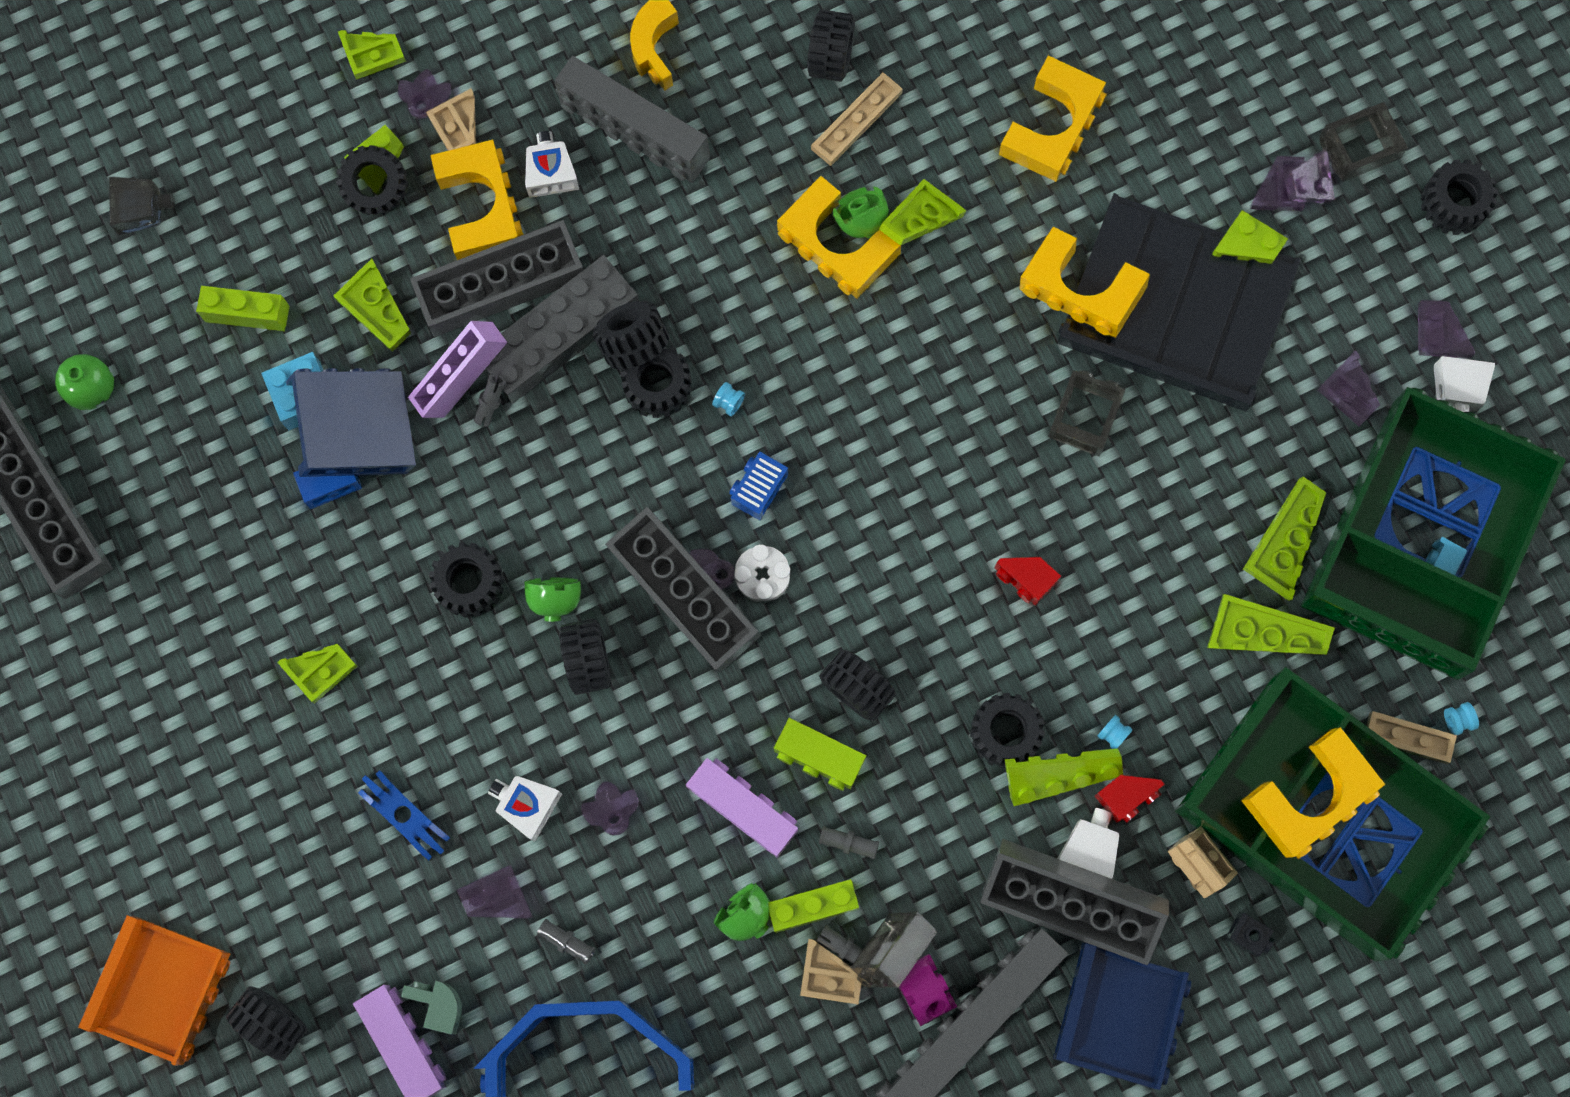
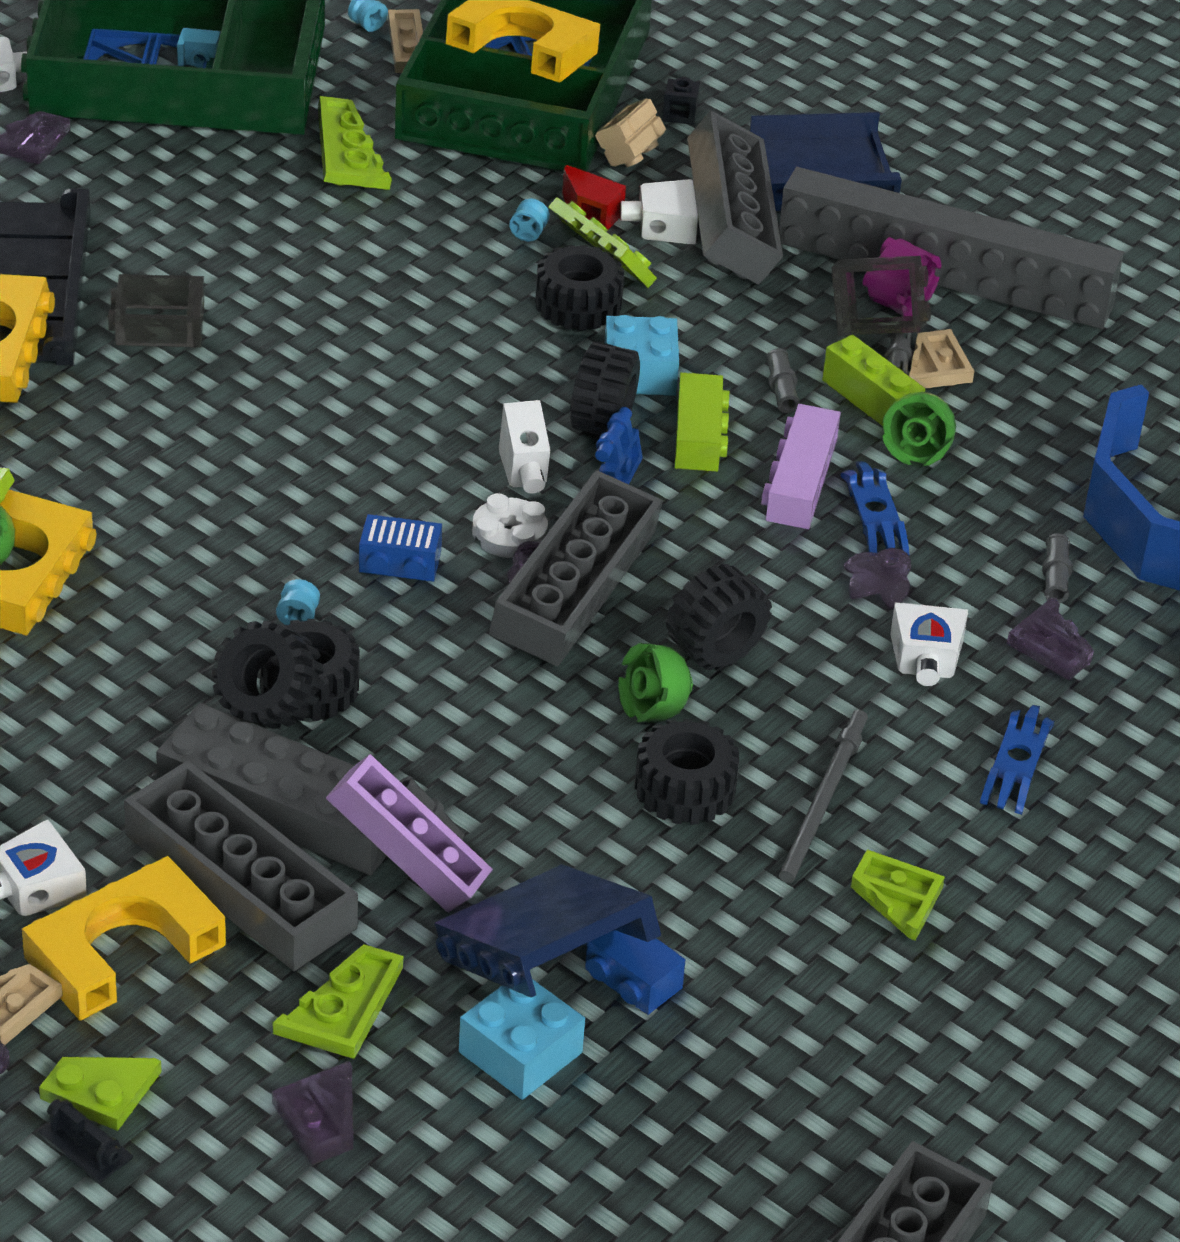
camera: 120 degrees left, 35 degrees down
(243, 308) = (428, 1149): lime brick -> none
(300, 264) = (319, 1112): none -> clear purple wing
(337, 138) = (83, 1141): none -> black hinge
(349, 174) = (149, 1047): black tyre -> none
(461, 705) = (846, 746): none -> dark grey bar
(701, 847) = (873, 521): none -> blue piece
(793, 670) = (619, 447): none -> blue plate
(833, 609) = (524, 463): none -> white torso
(909, 743) = (657, 349): none -> medium azure brick
(1029, 575) = (389, 311): red slope -> none
(1284, 544) = (231, 150): lime wing -> none

